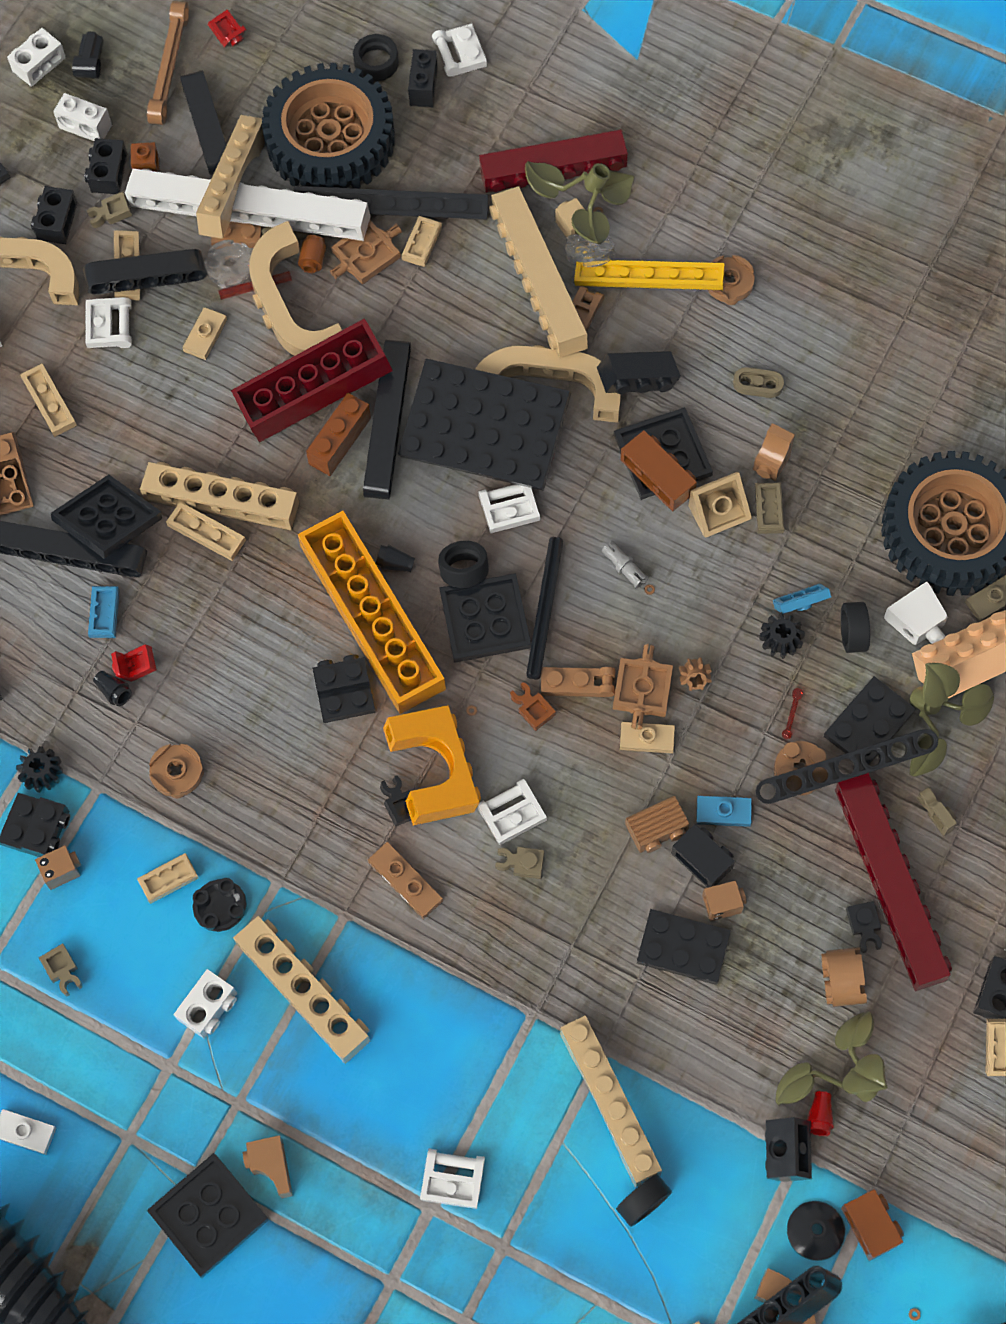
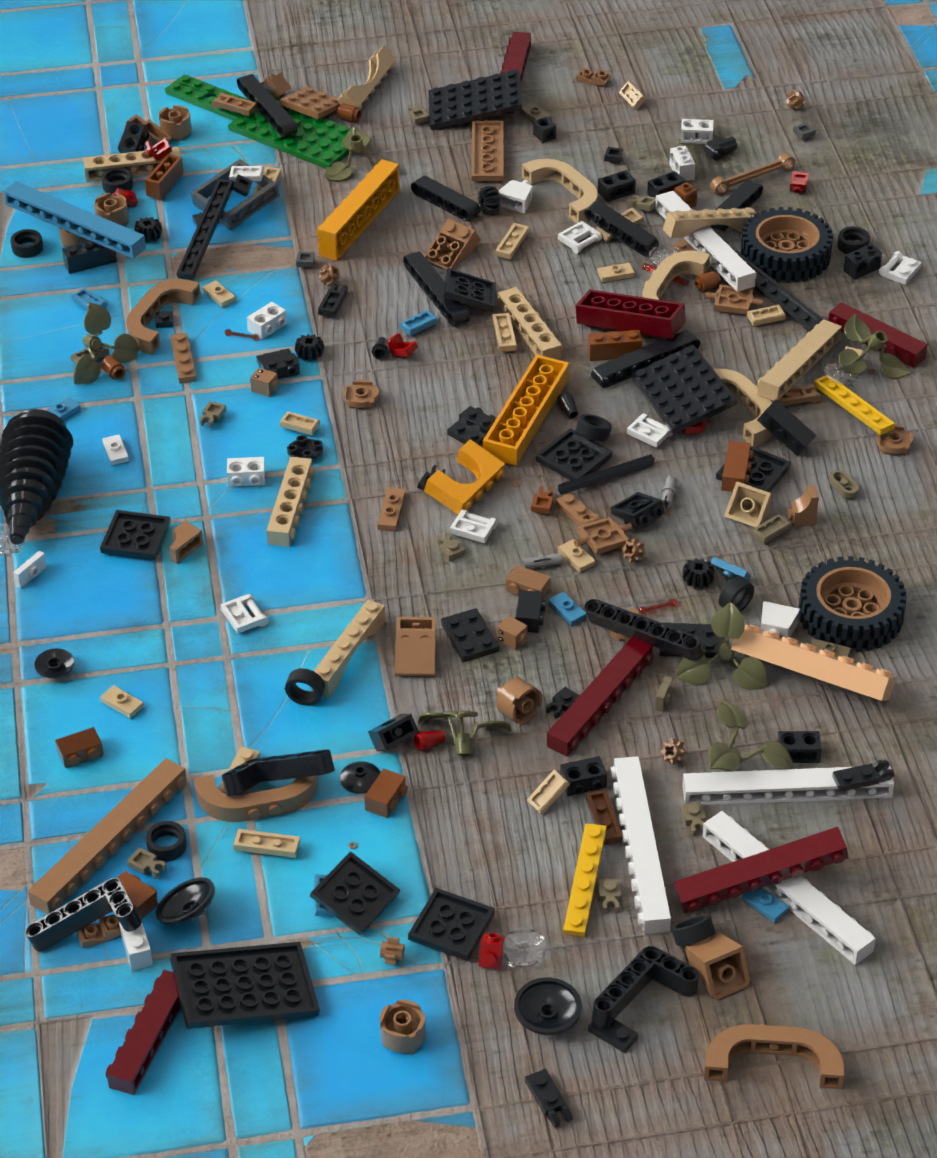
camera: 50 degrees right, 25 degrees down
(628, 782) = (542, 561): none -> light grey pin
(632, 619) = (638, 509): none -> black plate
(668, 1025) = (415, 646): none -> medium nougat slope

